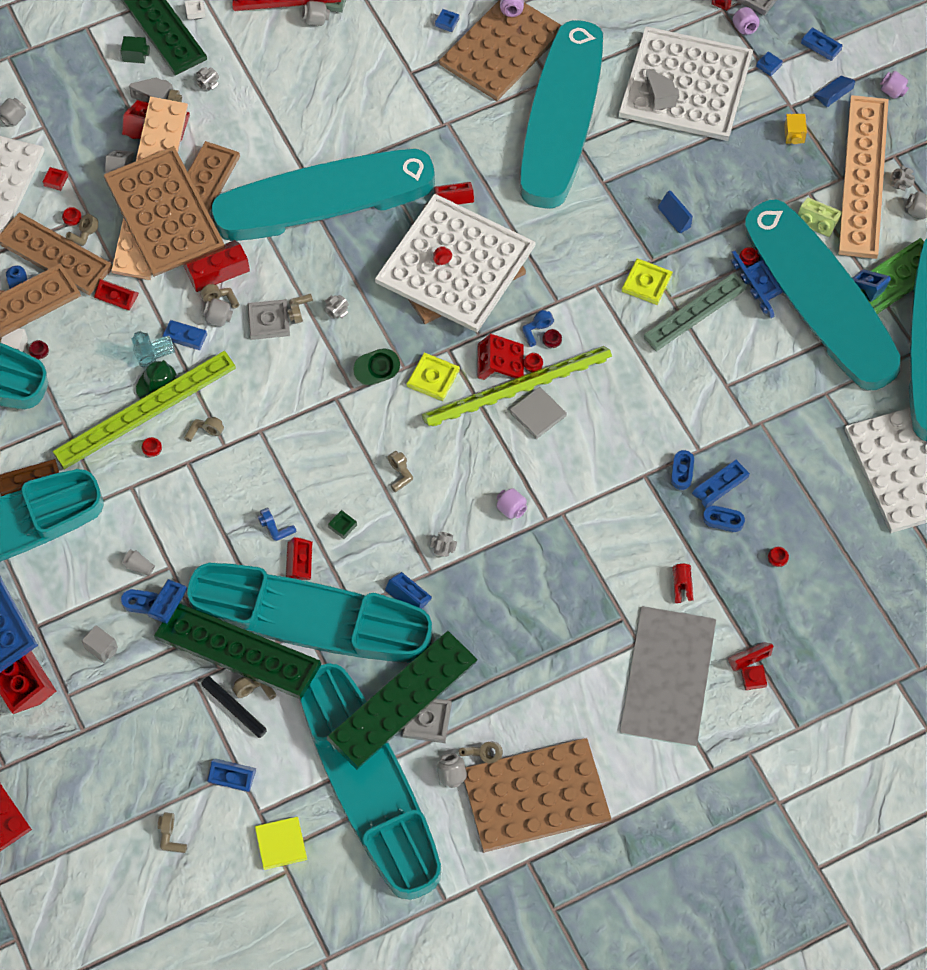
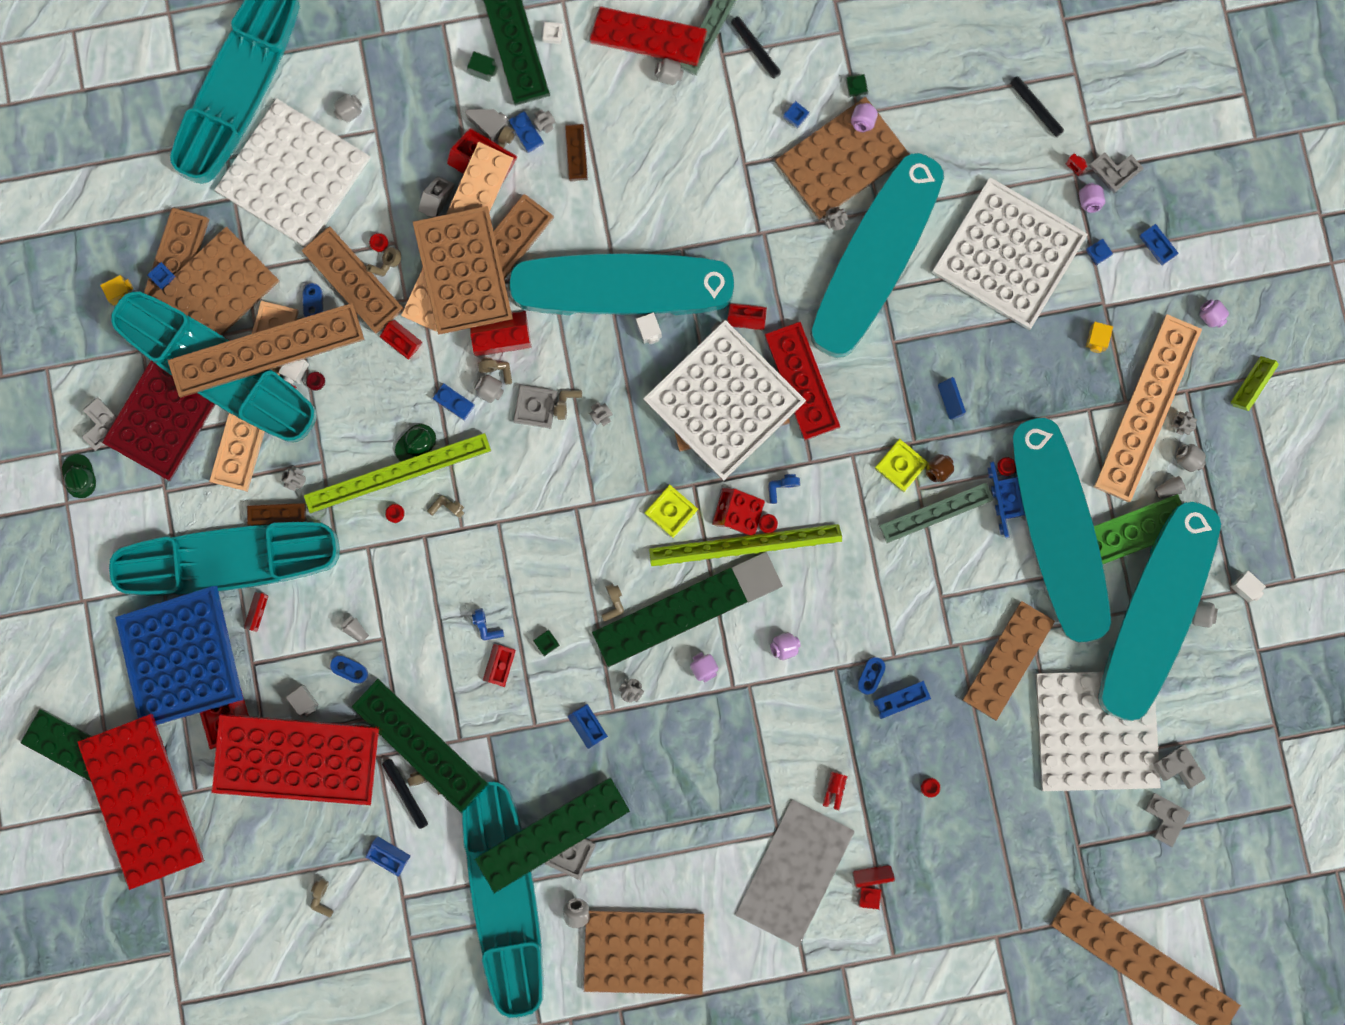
camera: 20 degrees right, 20 degrees up
(28, 573) = (256, 611): none -> red slope
(38, 439) = (293, 478): none -> light grey gear
(55, 178) = (372, 195): red plate -> none
(107, 695) = (295, 759): none -> red plate
(147, 351) = (414, 412): clear light blue piece -> none
(167, 601) = (369, 679): blue plate -> none
(193, 94) = (526, 132): none -> blue plate
(246, 98) = (576, 152): none -> reddish brown plate
(281, 843) = (413, 933): neon yellow tile -> none
(311, 613) = (494, 723): teal piece -> none
(361, 223) = (649, 328): none -> white brick
(376, 366) = (619, 492): dark green piece -> none
(442, 255) = (712, 395): red plate -> none
(461, 471) = (669, 617): none -> dark green plate
(484, 752) = (611, 901): dark tan plate -> none
(509, 210) = (798, 367): none -> red plate
(512, 91) = (836, 218): none -> light grey gear
(552, 338) = (793, 503): dark red plate -> none
(587, 464) = (785, 646): none -> lavender head
(661, 90) = (980, 261): light grey slope -> none
(685, 272) = (939, 468): none -> reddish brown head
(724, 517) = (893, 735): blue plate -> none
(813, 424) = (1008, 660): none -> medium nougat plate
(819, 216) = (1088, 441): yellowish green bracket -> none
(835, 90) = (1153, 301): blue slope -> none
(872, 283) = (1110, 535): blue slope -> none
(911, 234) = (1170, 487): none -> light grey cone

